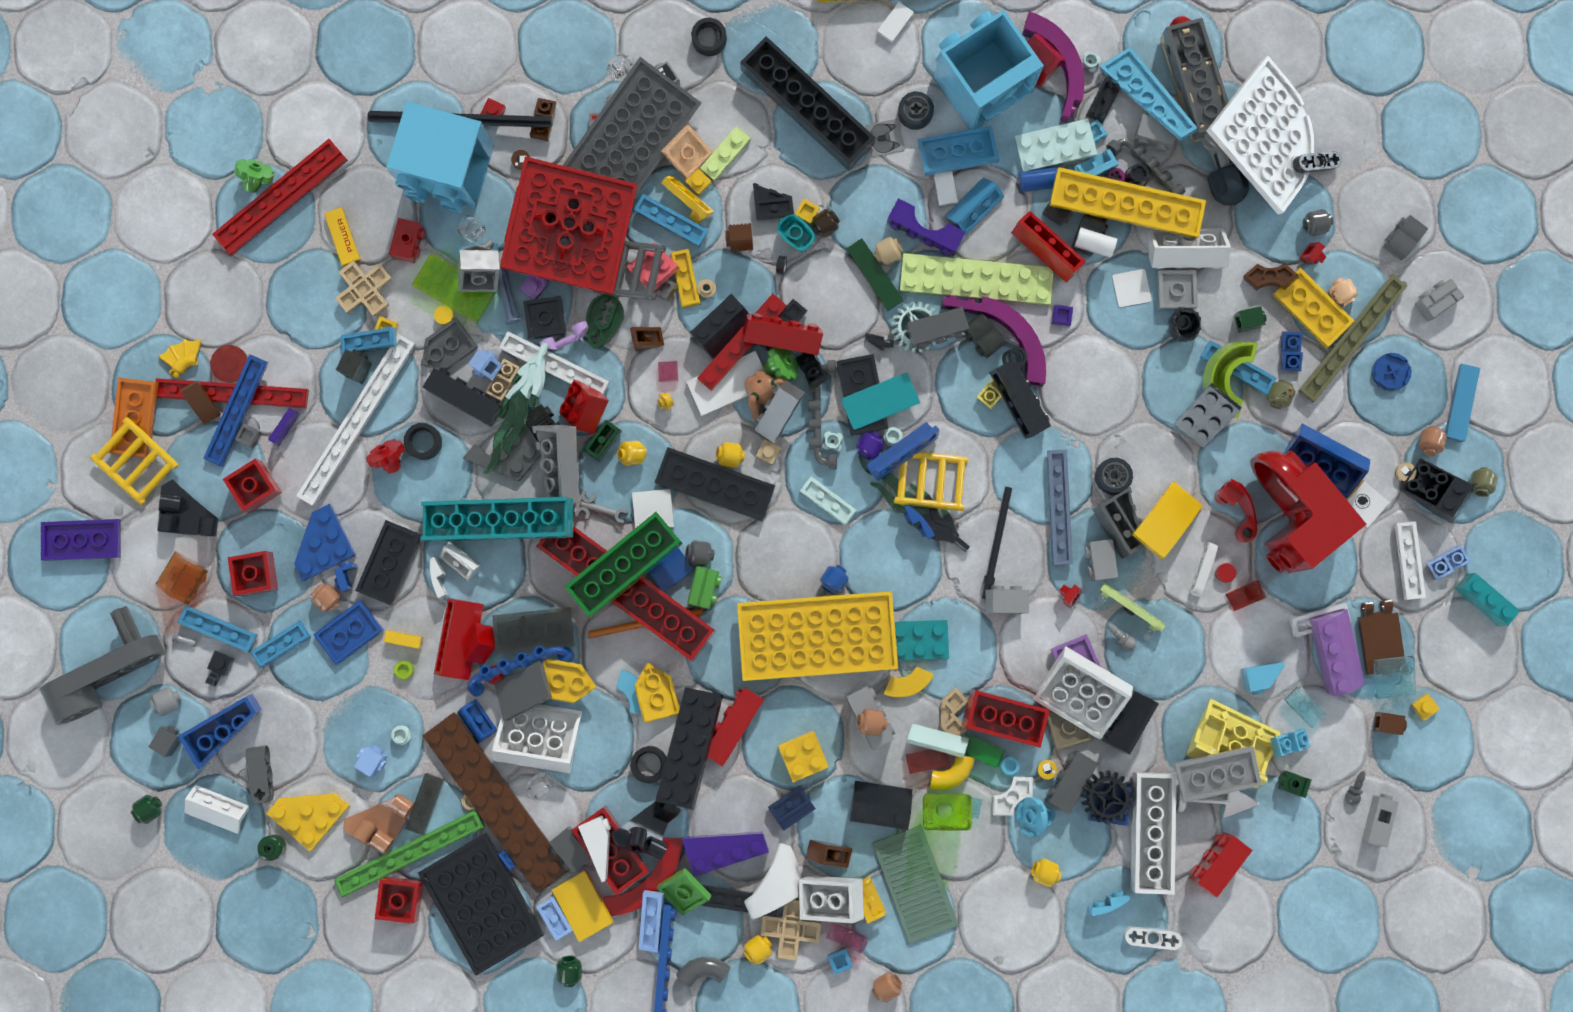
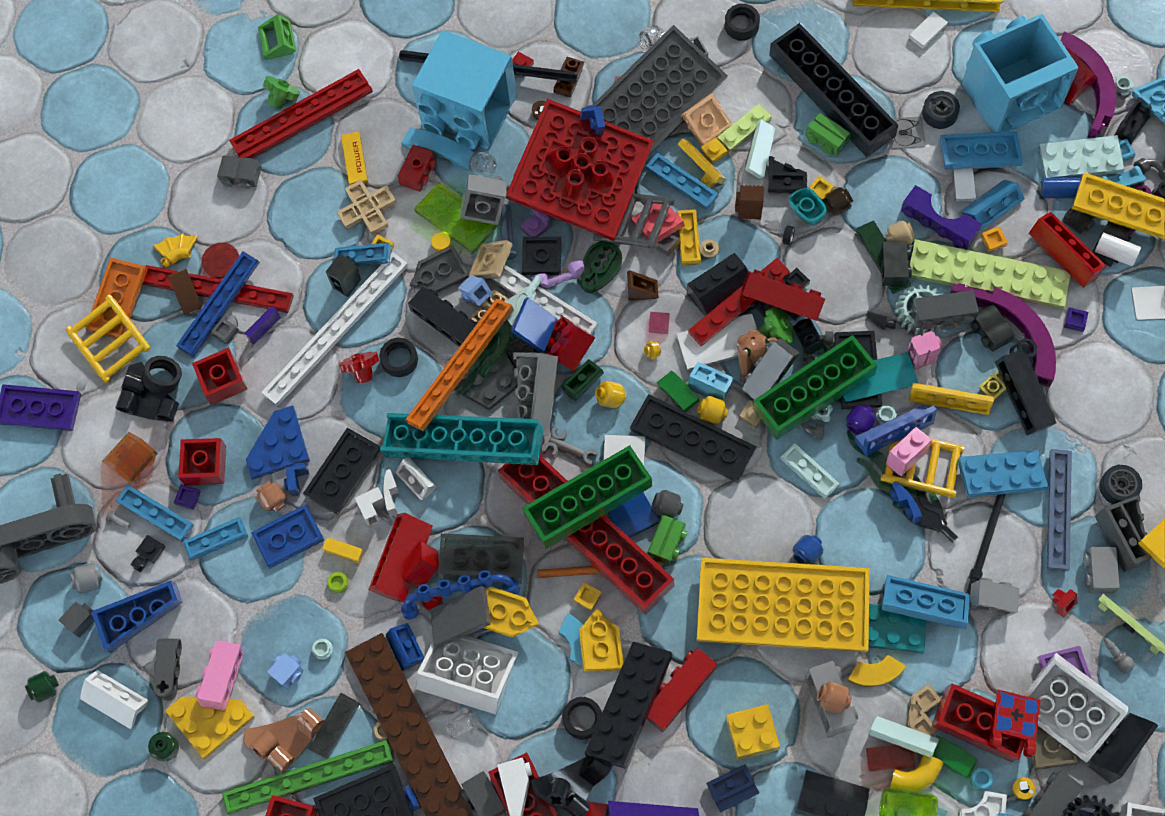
camera: 15 degrees right, 15 degrees down
(198, 479) = (164, 363): none -> black tyre
(229, 266) = (239, 171): none -> dark grey brick
(245, 110) = (284, 35): none -> bright green tile
(245, 607) = (187, 497): none -> dark purple tile
(310, 775) = (219, 675): none -> bright pink brick
(419, 592) = (369, 503): none -> white piece
(424, 213) = (440, 146): none -> medium azure slope
(483, 445) = (459, 364): none -> orange plate
(495, 331) = (491, 259): none -> tan plate
(548, 395) = (534, 324): none -> tile
(578, 175) = (596, 118): none -> blue bracket
(637, 651) = (587, 596): none -> yellow plate
(695, 439) = (678, 390): none -> green slope
(724, 427) = (710, 381): none -> medium azure hinge
(743, 176) = (760, 149): none -> light aqua tile
(807, 152) = (827, 134): none -> bright green brick
(823, 422) = (814, 387): none -> green brick
(886, 283) = (895, 263): none -> pearl dark grey brick
(916, 474) = (908, 451): none -> bright pink brick
(921, 369) = (924, 349): none -> bright pink brick
(946, 614) = (926, 602): none -> dark azure plate
(951, 413) = (951, 398): none -> yellow tile
(978, 243) = (994, 239): none -> light orange plate
(1005, 480) = (1002, 473): none -> dark azure plate
(1034, 712) = (1017, 718): none -> red flag

